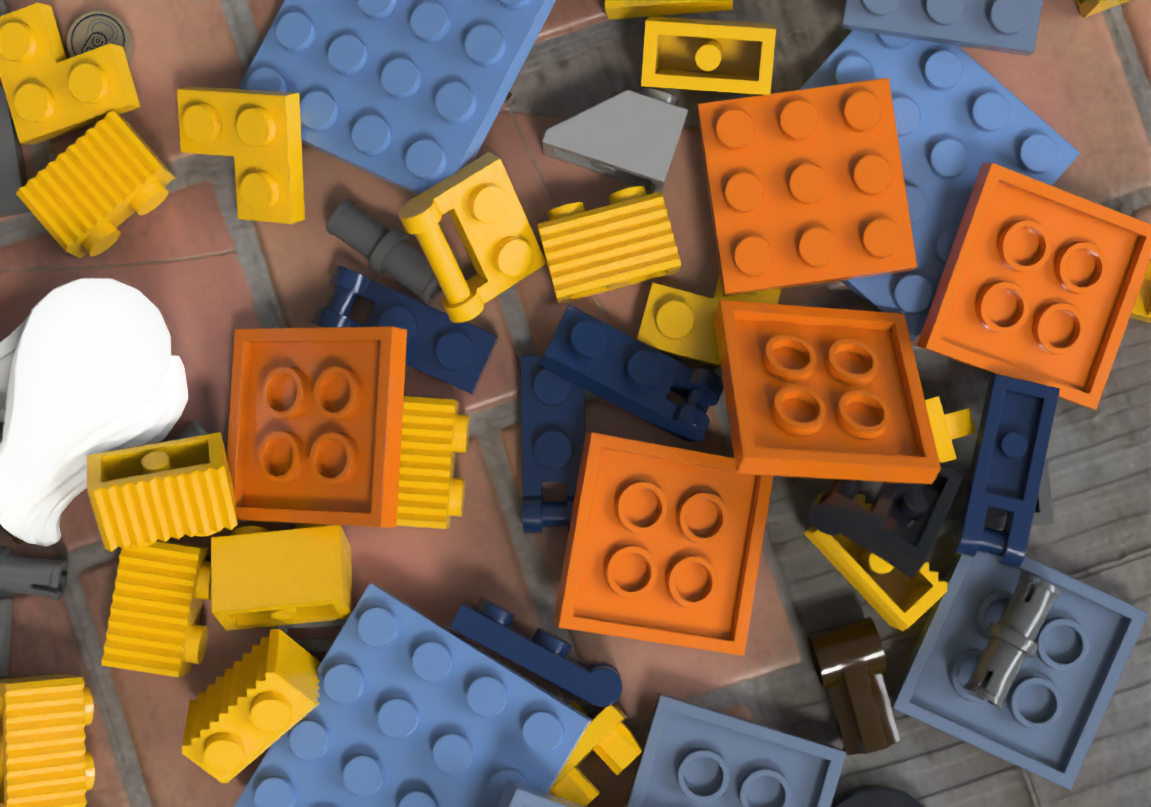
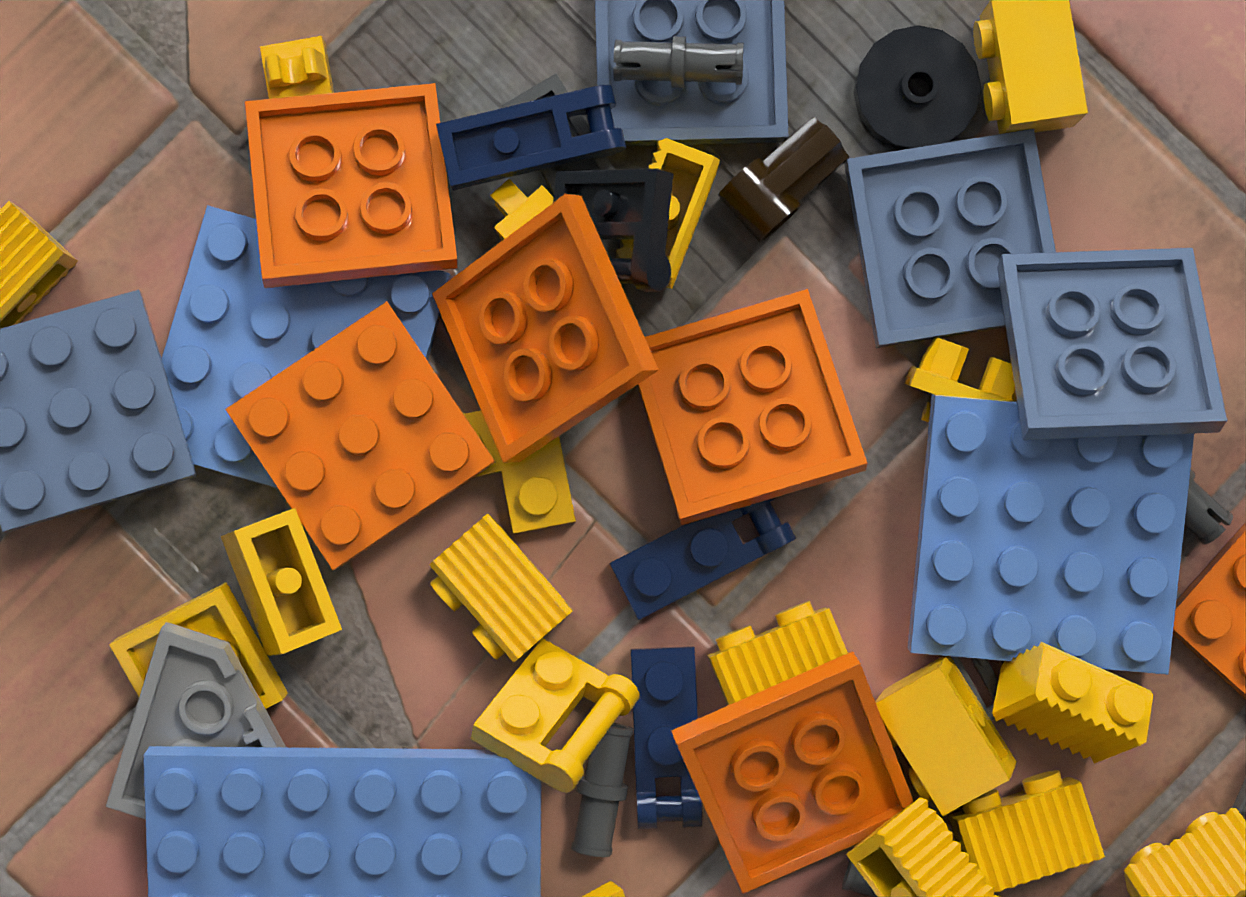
camera: 125 degrees left, 0 degrees up
(541, 653) = (896, 469): dark blue plate -> none
(622, 137) = (393, 623): light grey slope -> none
(631, 374) = (606, 511): dark blue plate -> none

